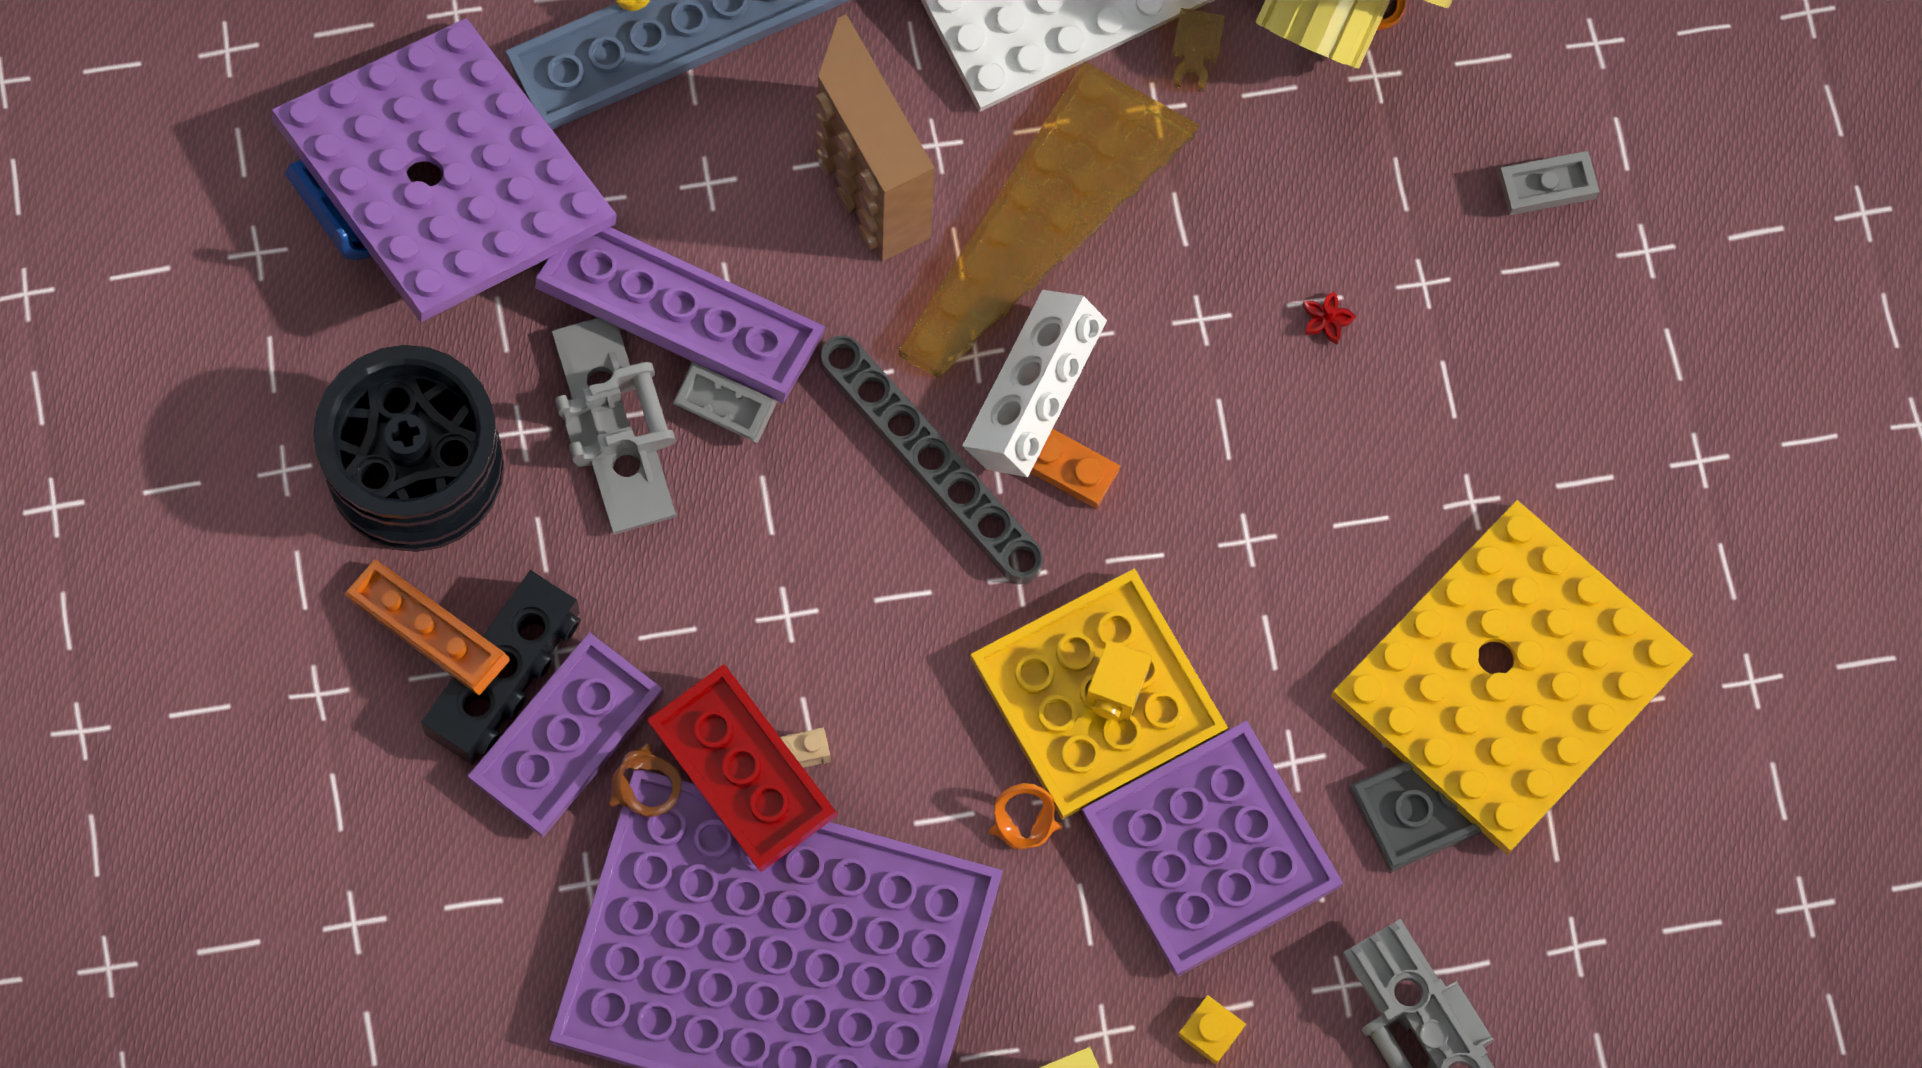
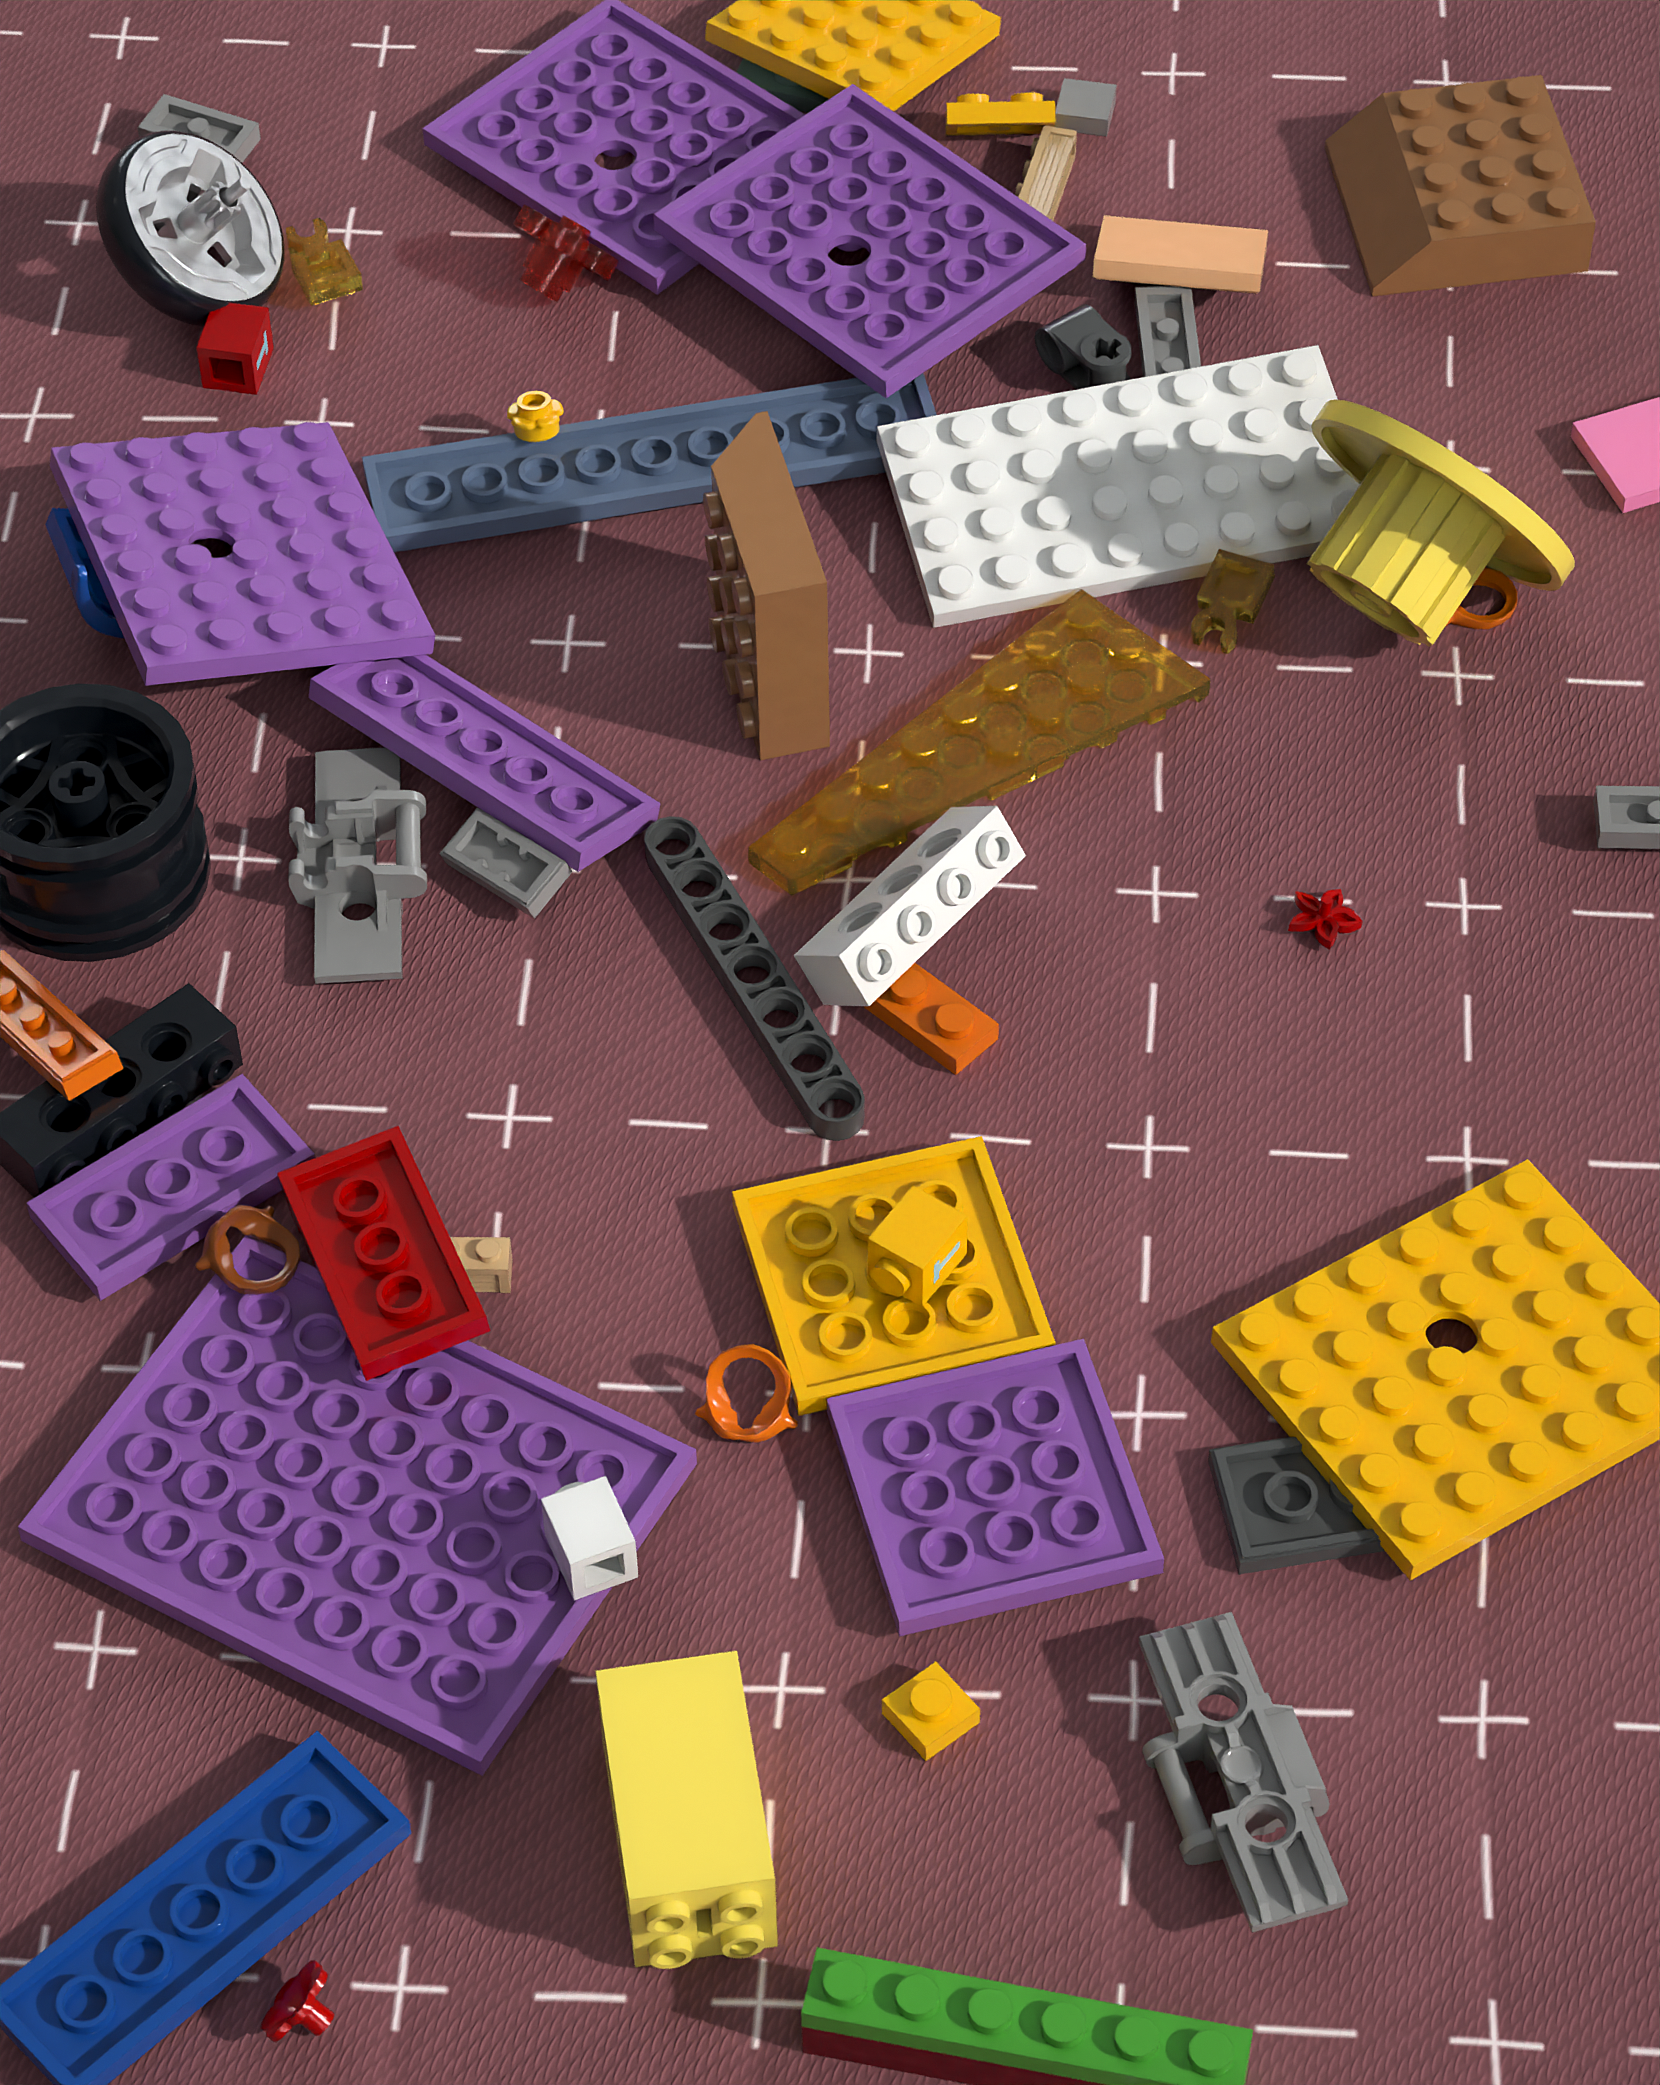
camera: 20 degrees right, 20 degrees down
(954, 964) = (589, 1537): none -> white brick

